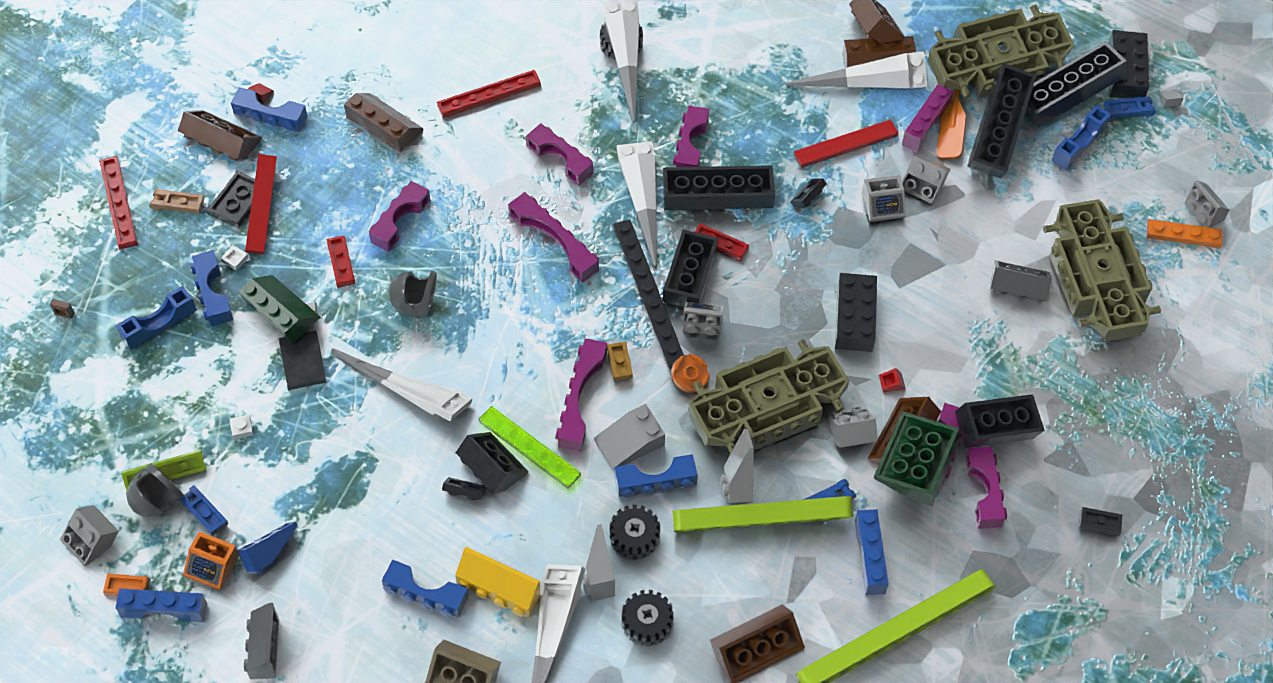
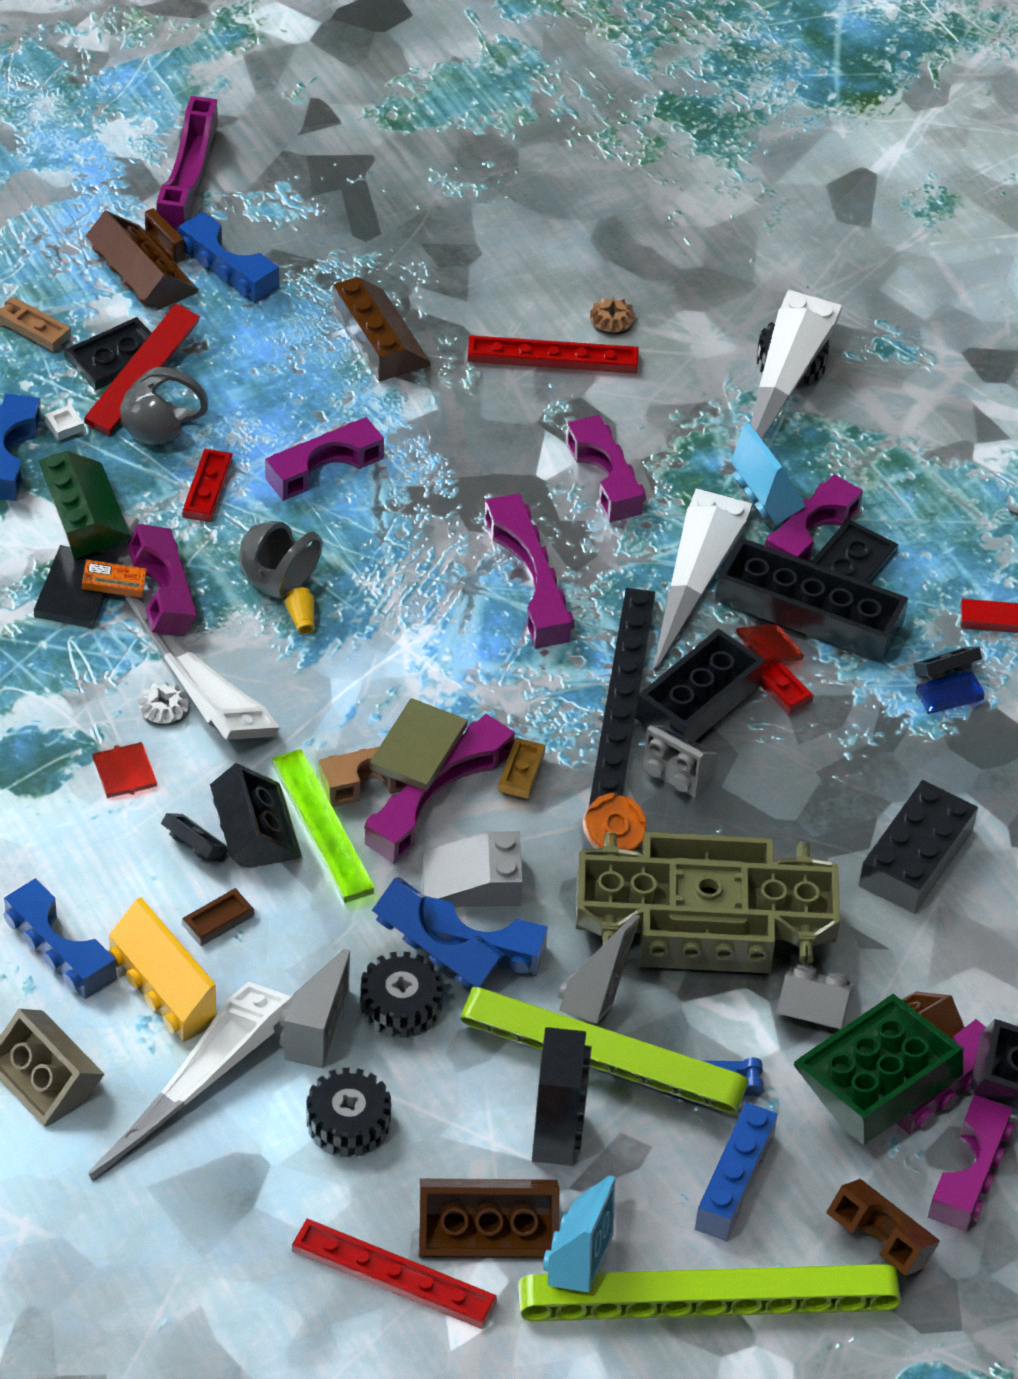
camera: 25 degrees right, 10 degrees down
(210, 58) = (196, 139): none -> magenta arch
(223, 111) = (164, 235): none -> reddish brown tile
(262, 91) = (233, 232): red slope -> none
(288, 233) = (152, 418): none -> dark grey piece
(323, 346) = (113, 578): none -> orange tile
(338, 319) = (172, 606): none -> magenta arch
(396, 419) = (157, 711): none -> white gear
(397, 464) = (124, 770): none -> clear red piece
(441, 317) = (301, 609): none -> yellow cone
(503, 59) = (602, 319): none -> medium nougat gear
(504, 531) = (218, 917): none -> reddish brown tile
(549, 391) = (342, 776): none -> medium nougat arch
(560, 375) = (418, 744): none -> olive tile
(654, 124) = (764, 478): none -> medium azure slope
(663, 493) = (404, 909): none -> blue arch
(709, 224) = (770, 643): none -> clear red piece
(722, 148) = (856, 552): none -> black tile
(765, 557) = (561, 1096): none -> black brick
(818, 210) = (950, 692): none -> clear blue tile
(819, 634) = (582, 1238): none -> medium azure slope
(892, 380) = (920, 963): red slope -> none
(977, 549) = (866, 1210): none -> reddish brown arch

